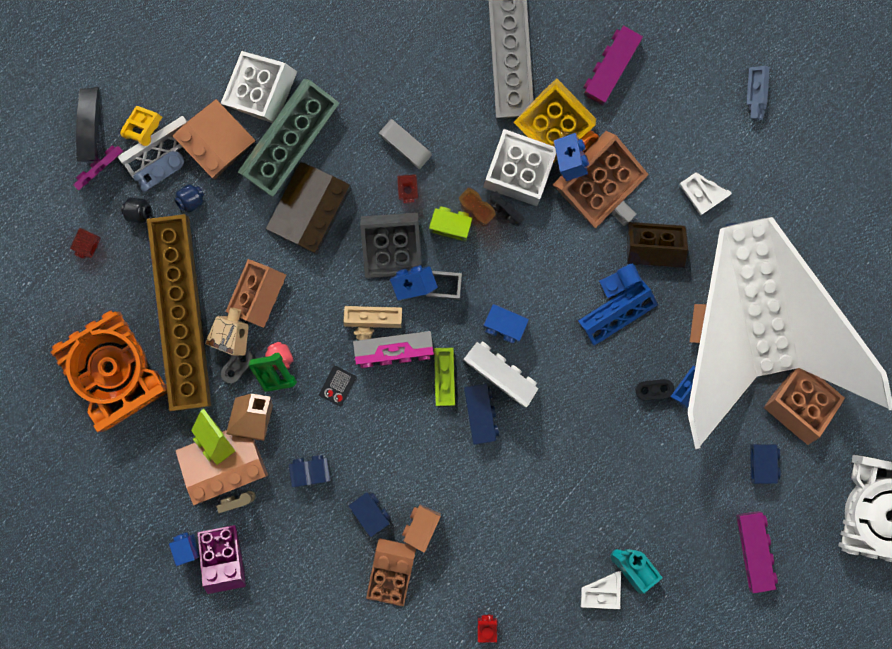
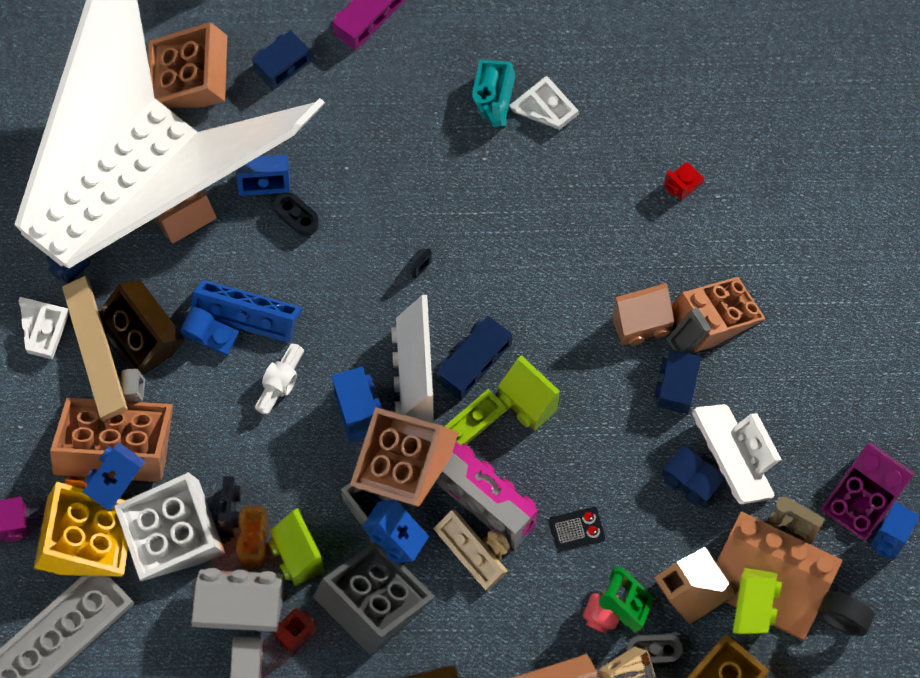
camera: 130 degrees left, 20 degrees down
(165, 481) = (845, 613): none -> black tyre
(301, 508) = (740, 450): none -> white bracket
(389, 542) = (689, 332): none -> dark grey tile
(431, 422) = (528, 394): none -> lime slope
(446, 169) = (238, 600): none -> light grey slope
(446, 317) = (402, 456): none -> nougat slope
(559, 297) = (279, 379): none -> white axle
(565, 435) = (421, 261): none -> black slope
(664, 210) = (94, 348): none -> tan tile

